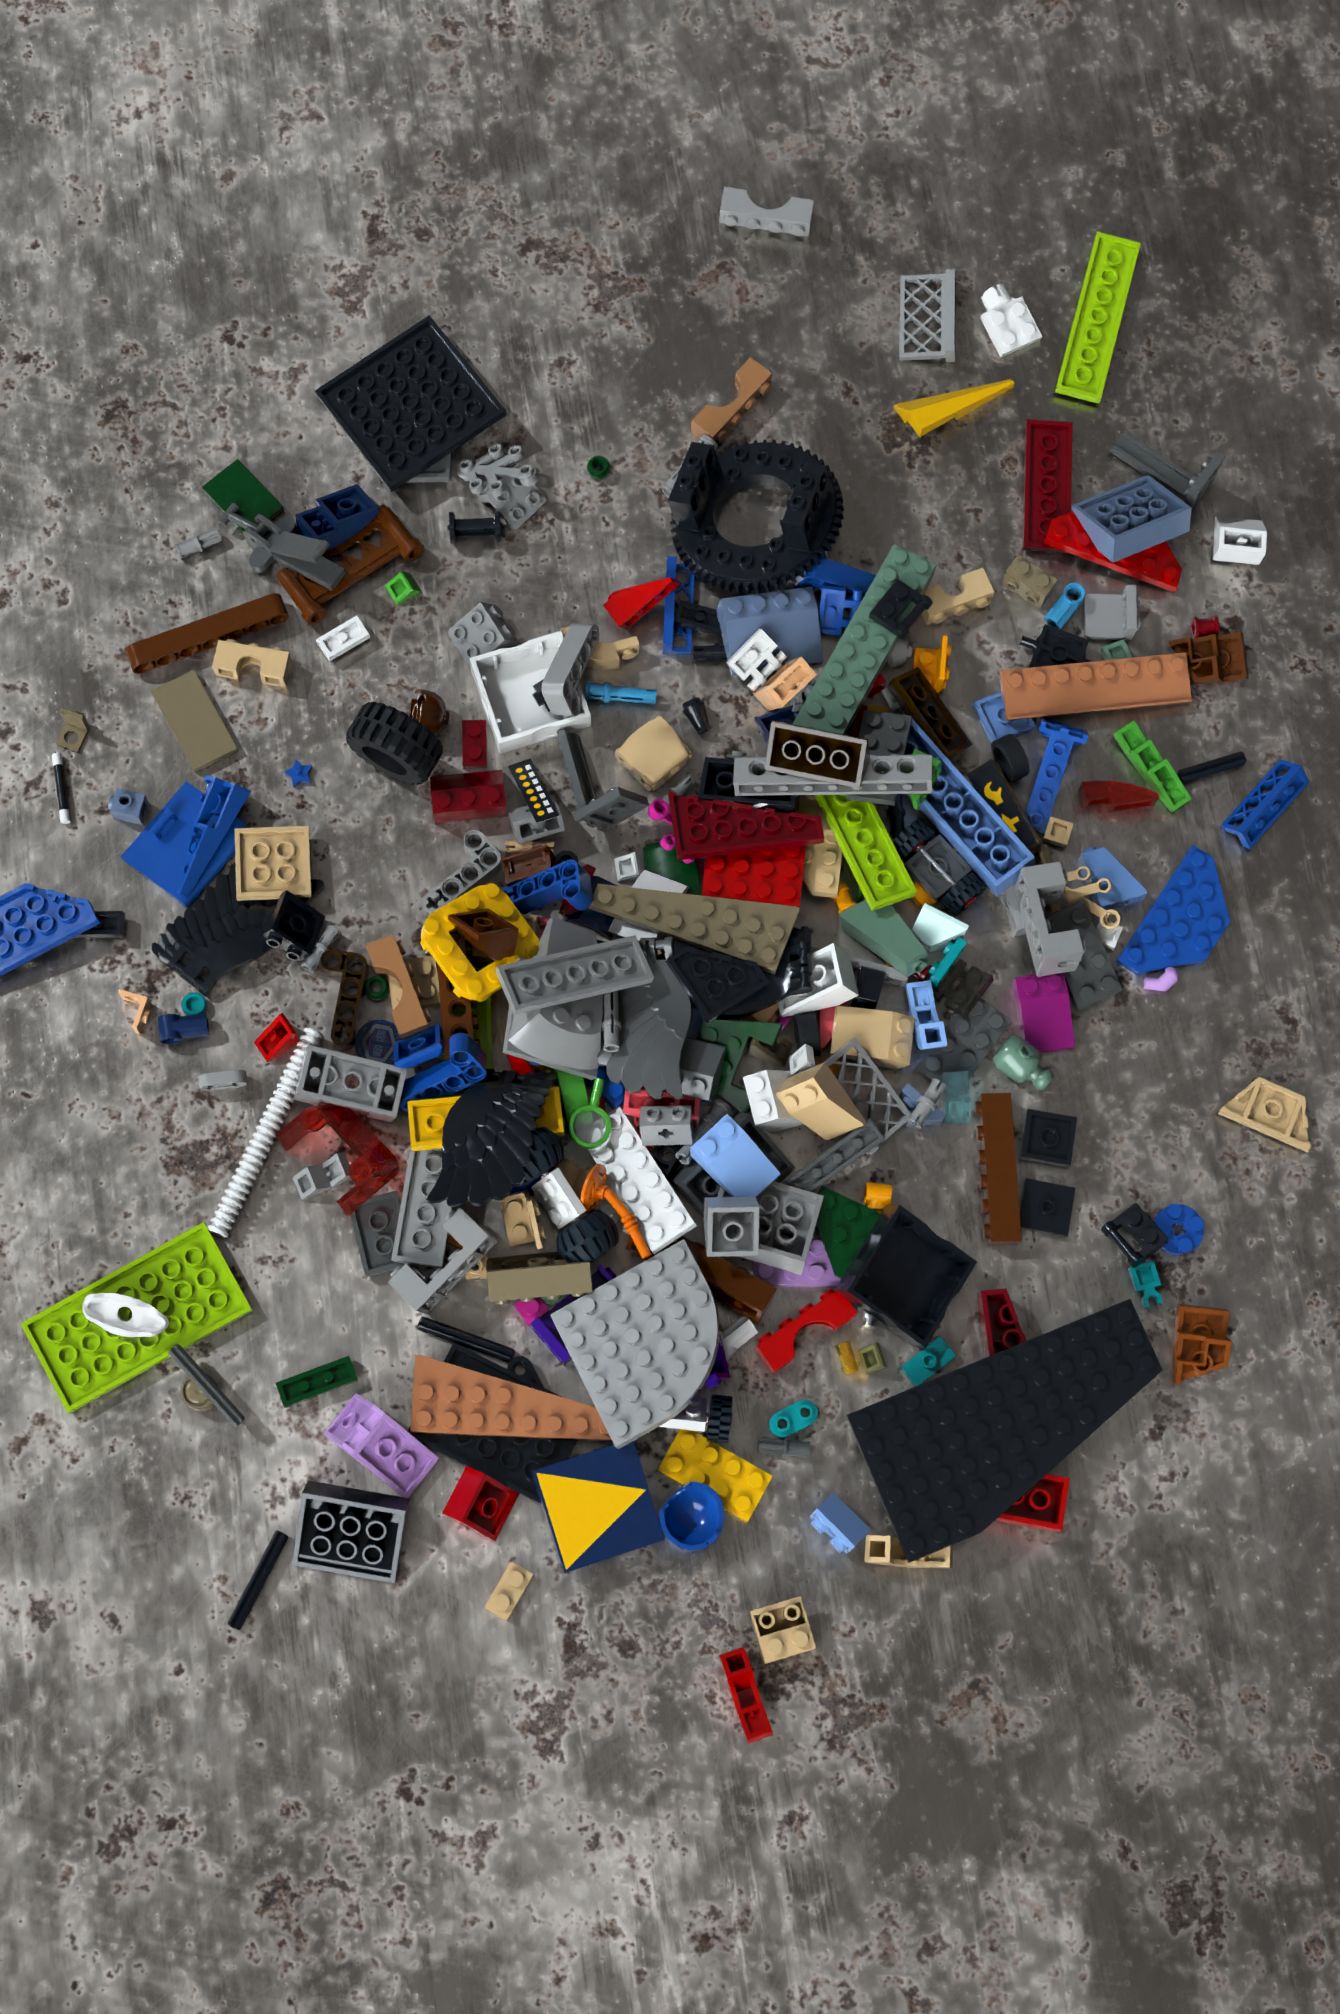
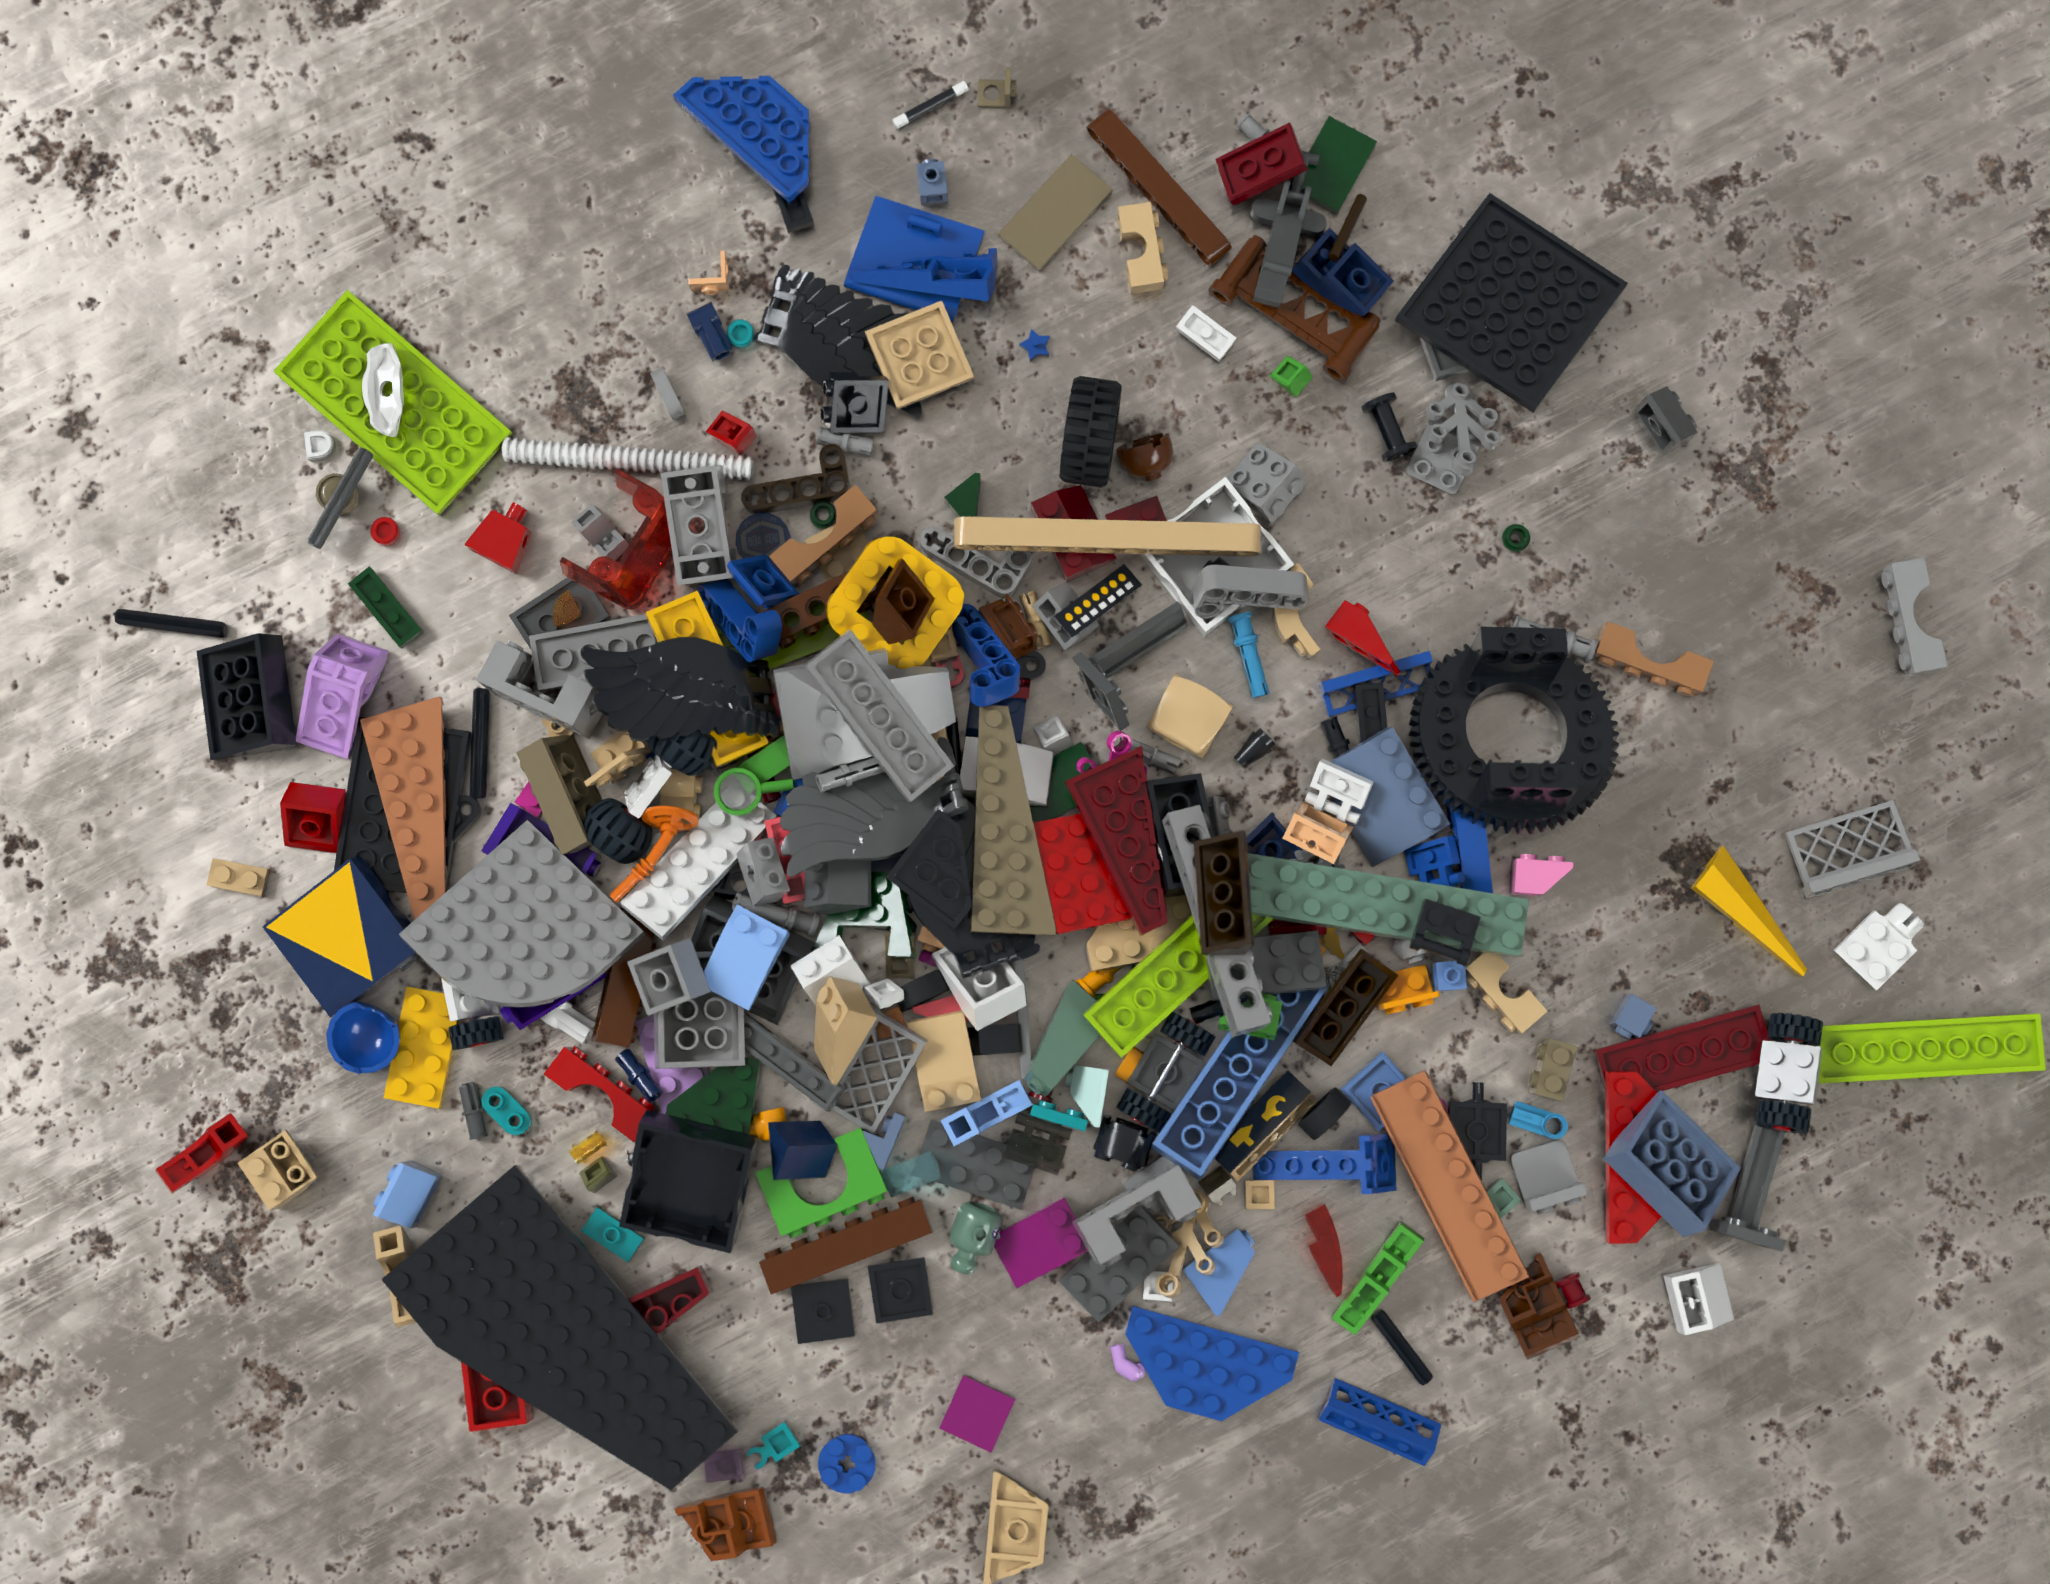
camera: 80 degrees right, 10 degrees up
(148, 1396) = (318, 445): none -> white tile
(222, 546) = (1261, 164): none -> dark red tile
(248, 1362) = (385, 531): none -> red tile
(295, 1260) = (502, 538): none -> red torso
(300, 502) = (1347, 227): none -> dark brown bar
(378, 1223) = (565, 609): none -> clear orange tile
(412, 869) = (965, 497): none -> dark green slope
(485, 762) = (1107, 536): none -> tan beam
(548, 328) = (1666, 420): none -> dark grey slope
(801, 1293) = (639, 1075): none -> dark blue pin
(873, 542) = (1537, 876): none -> bright pink slope
(908, 1176) = (800, 1150): none -> dark blue slope
(926, 1103) = (886, 1144): light grey pin -> none
(930, 631) = (1448, 976): none -> medium blue brick
(952, 1139) = (863, 1183): none -> bright green arch
(985, 916) = (1124, 1142): none -> black brick
(1006, 511) = (1633, 1017): none -> sand blue brick
(1087, 412) = (1789, 1072): none -> plate
(1141, 1230) = (828, 1423): black plate -> none
(1154, 1325) = (725, 1466): none -> clear purple bracket
(1167, 1111) = (977, 1413): none -> magenta tile

